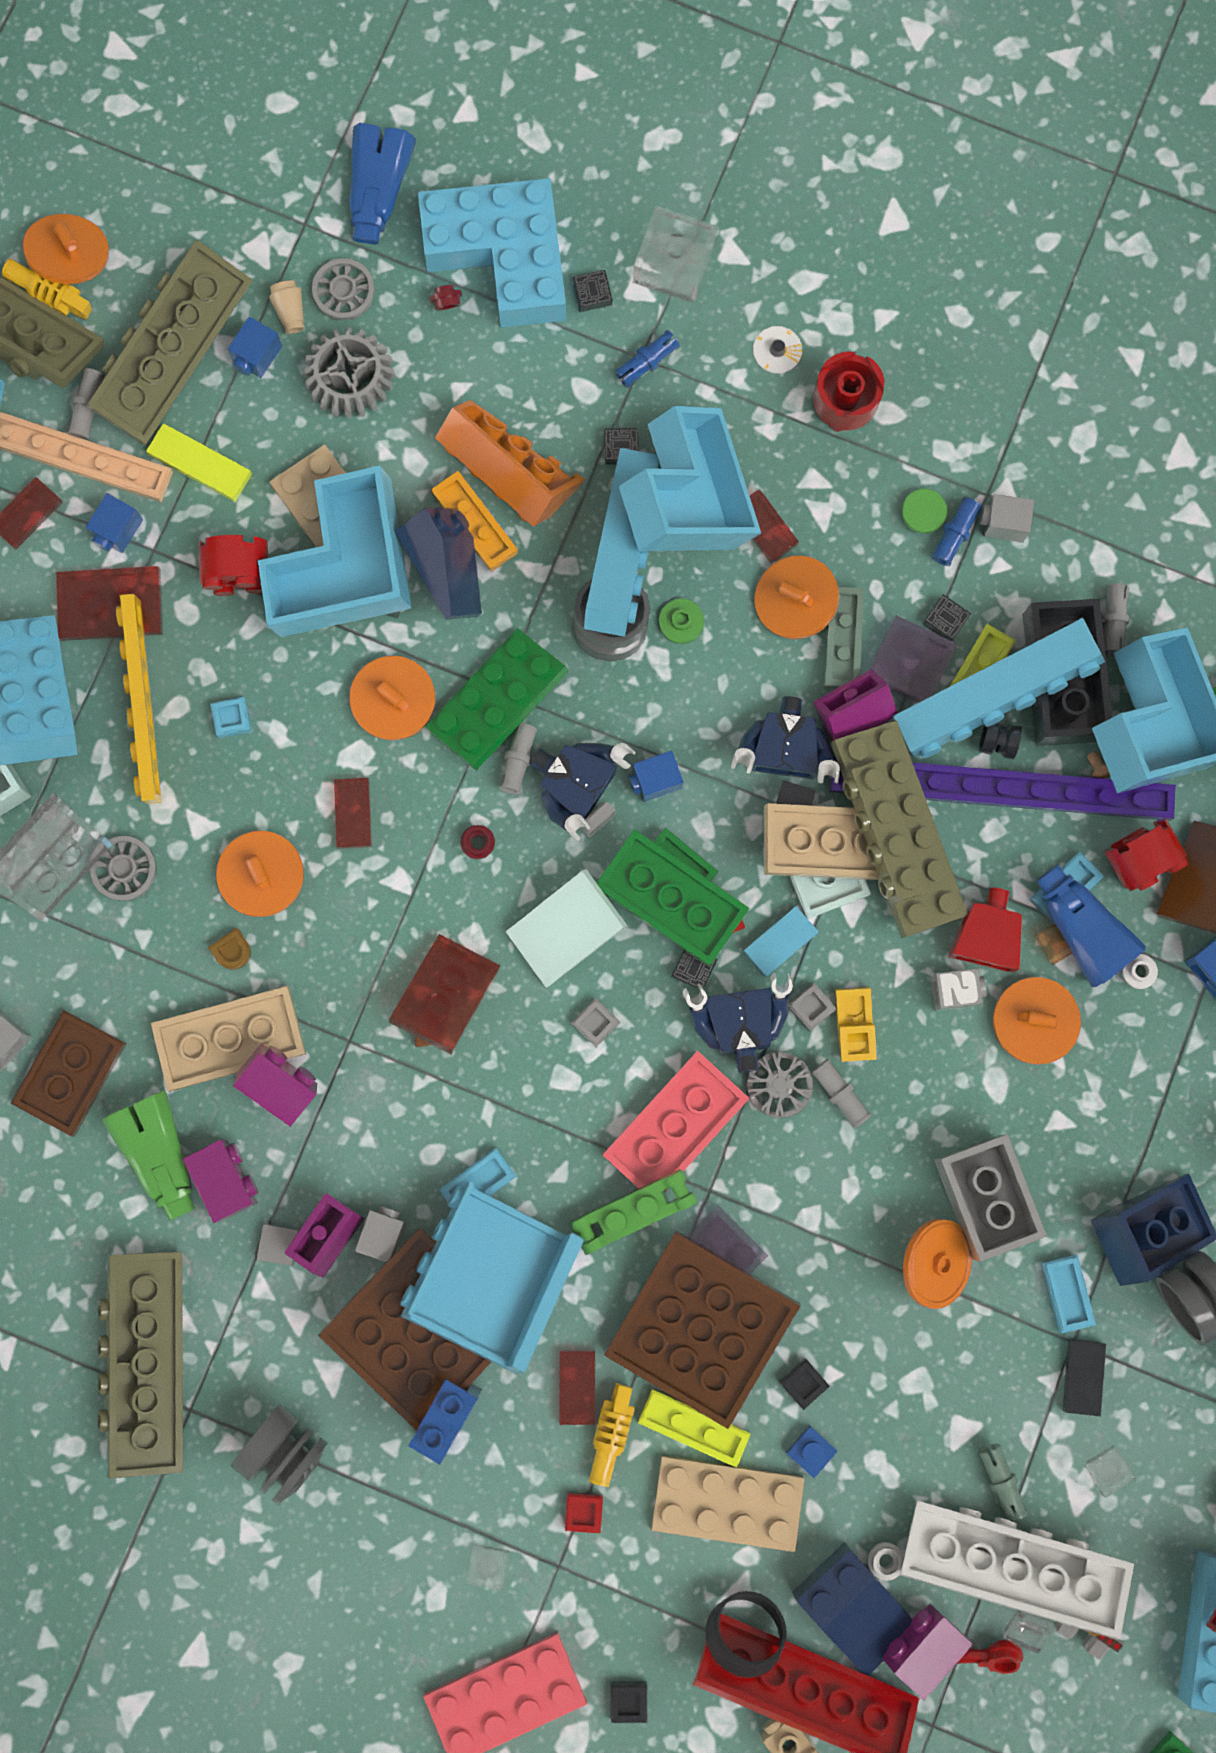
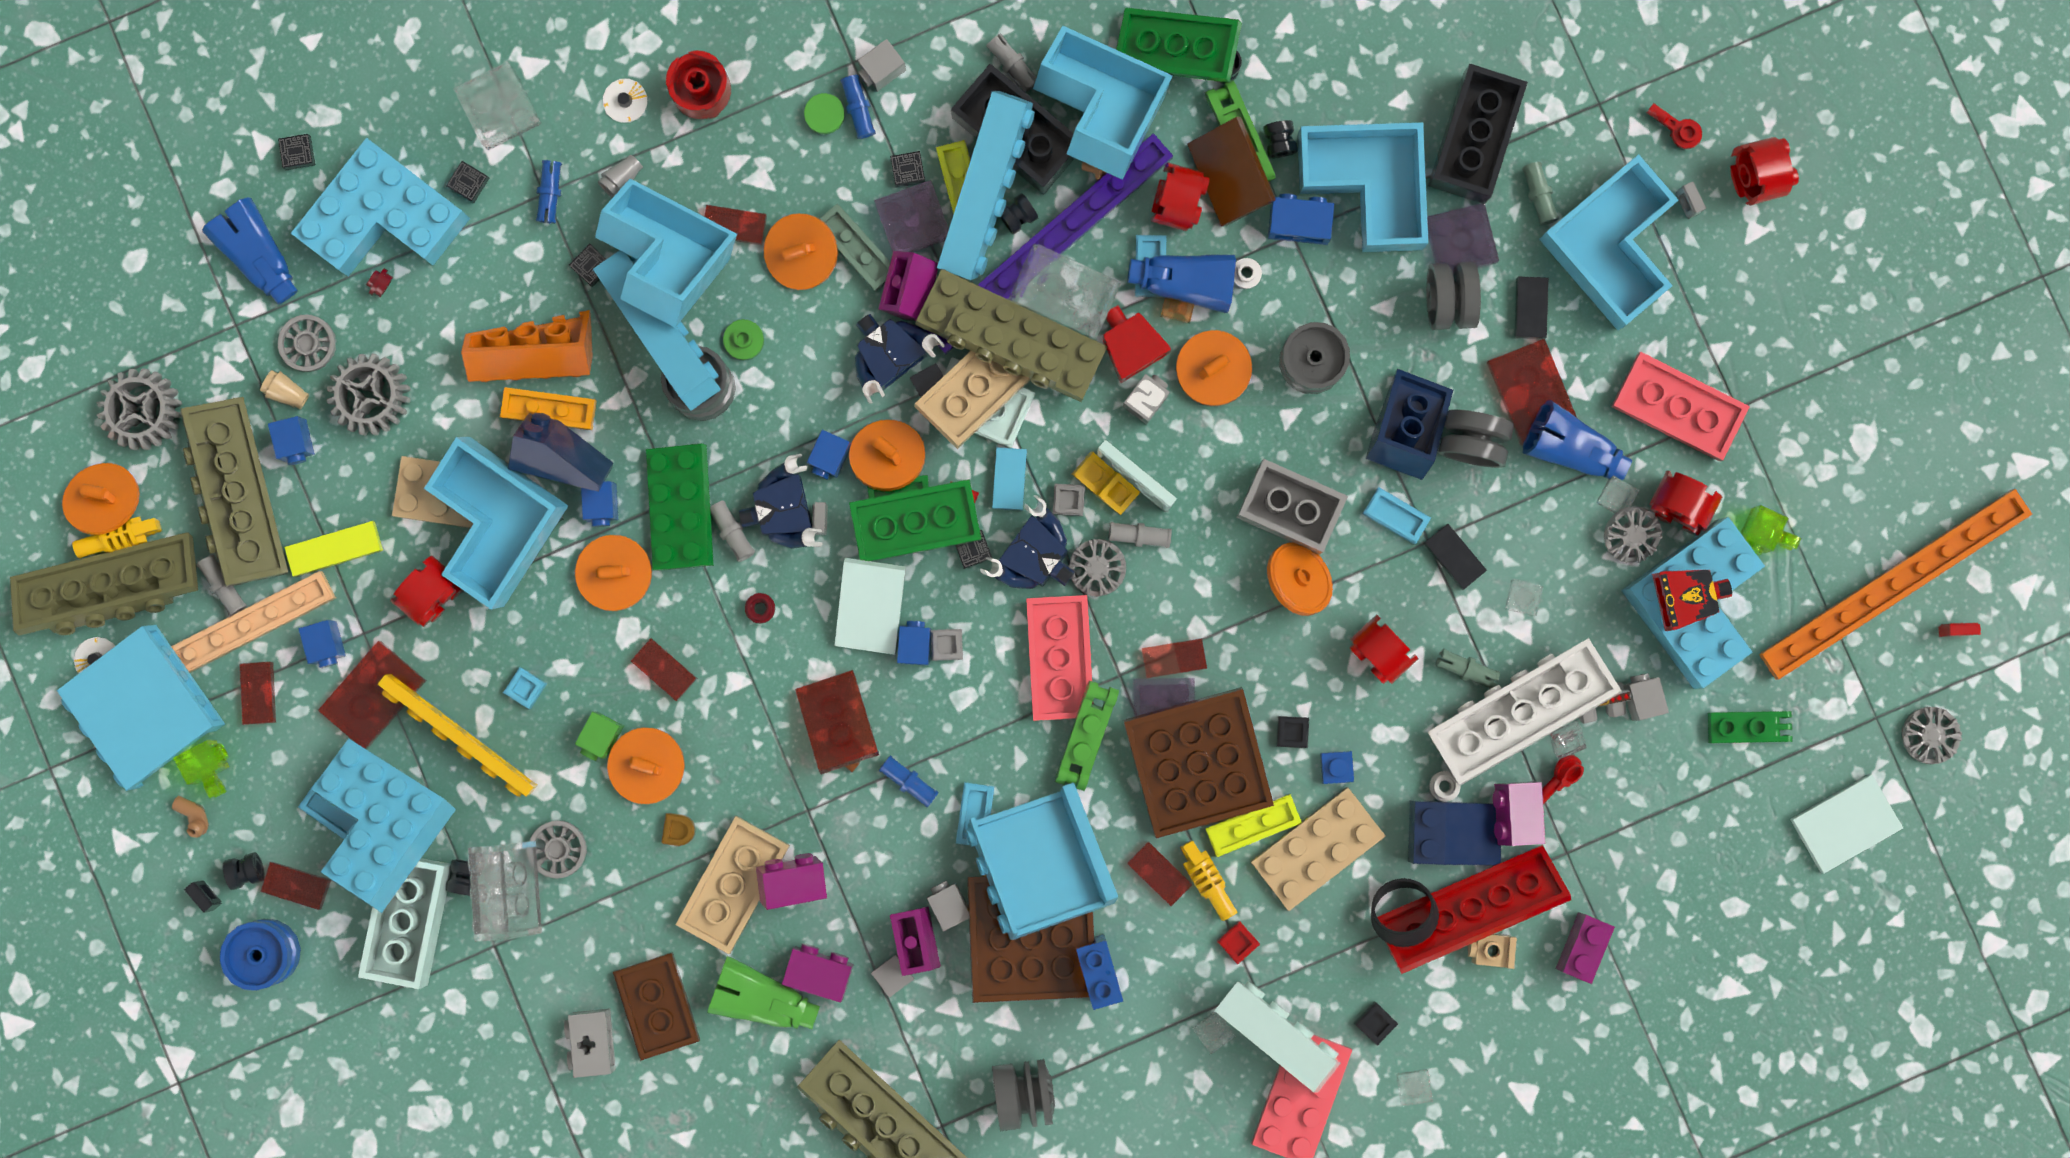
camera: 40 degrees left, 5 degrees up
(18, 815) = (457, 883): none -> black wheel
(152, 198) = (120, 424): none -> light grey gear
(247, 812) = (598, 736): none -> bright green brick
(437, 635) = (600, 506): none -> blue brick
(452, 1100) = (908, 781): none -> blue pin
(486, 141) = (296, 152): none -> black tile
(537, 1629) = (1278, 1037): none -> light aqua brick
(570, 995) = (914, 644): none -> blue brick
(702, 823) = (887, 455): none -> orange shield
(716, 398) = (618, 175): none -> light grey cone
(767, 1222) = (1174, 658): none -> clear red tile
(887, 1043) = (1136, 476): none -> light aqua tile
(948, 1394) = (1383, 650): none -> red brick
(979, 836) = (1064, 291): none -> clear brick
(1132, 1075) = (1314, 340): none -> dark grey wheel
(1132, 1664) = (1646, 697): none -> light grey brick

